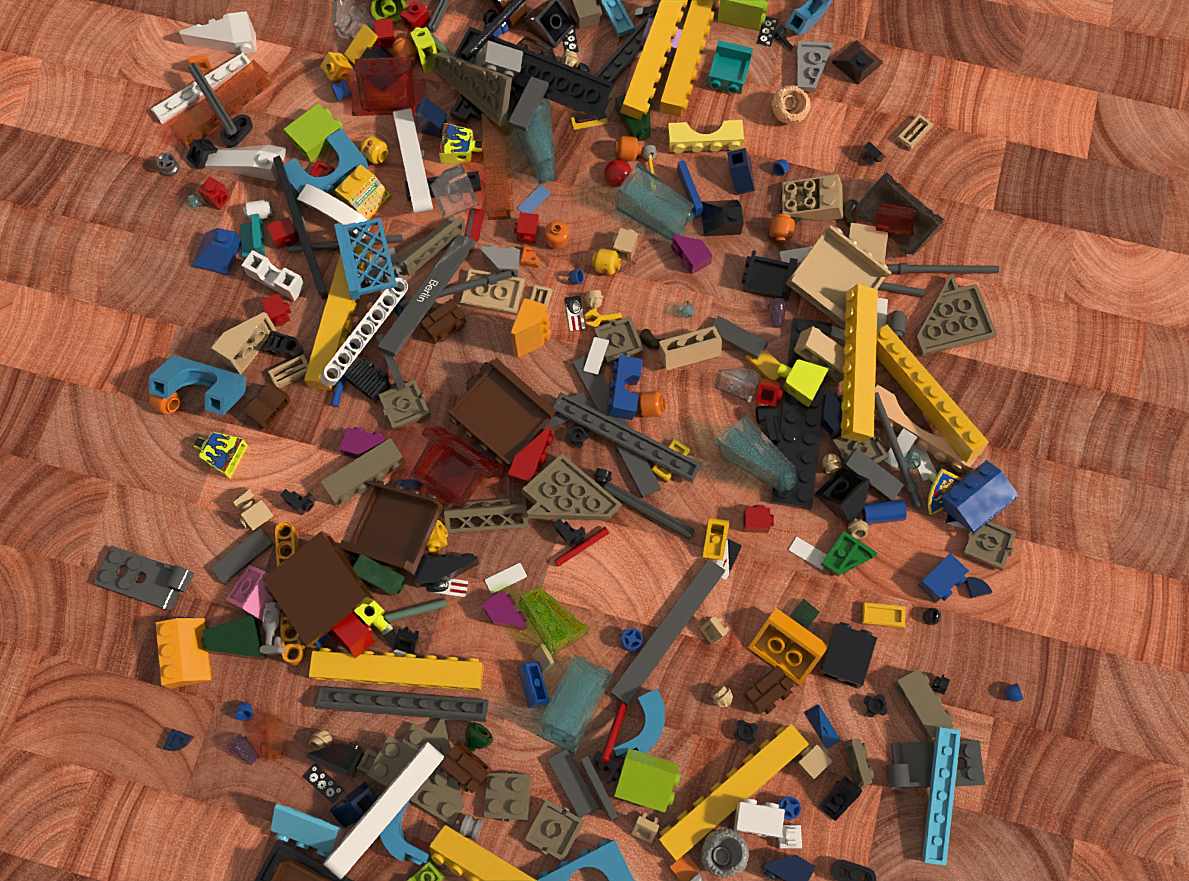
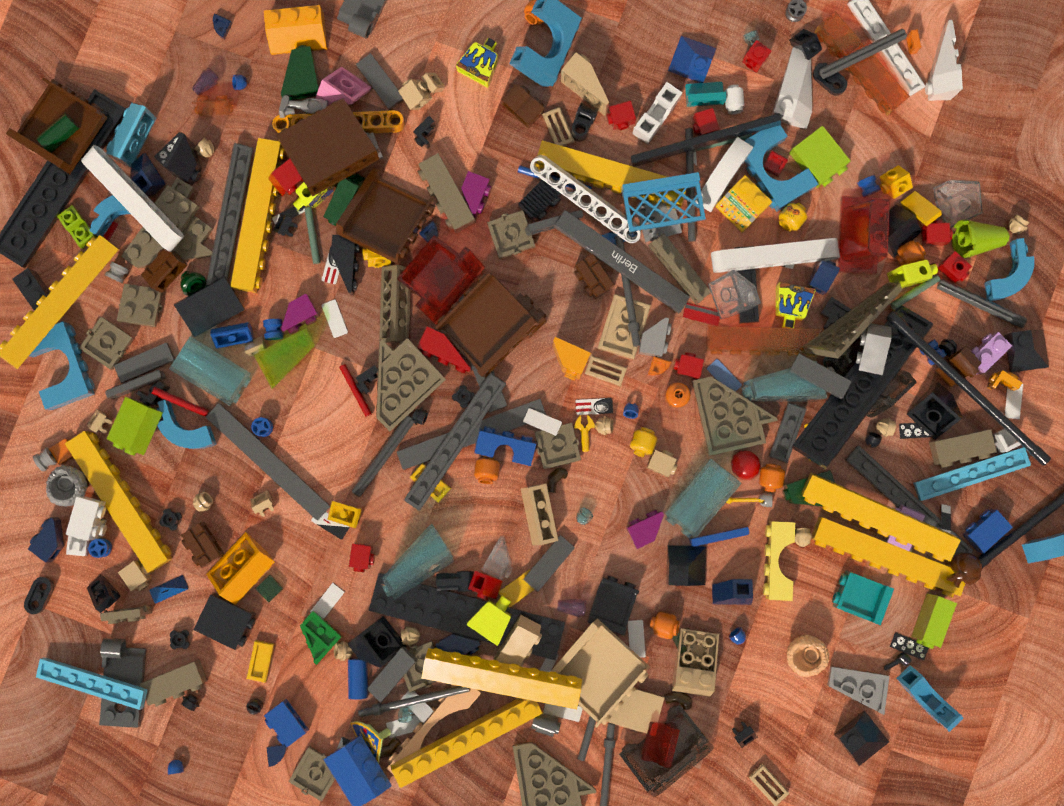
camera: 100 degrees right, 15 degrees up
(503, 713) = (209, 306): none -> black tile
(521, 639) = (273, 329): none -> blue wheel
(574, 191) = (728, 418): none -> dark tan wing
(583, 141) = (787, 432): none -> dark grey tile
(680, 117) = (802, 536): none -> tan plate

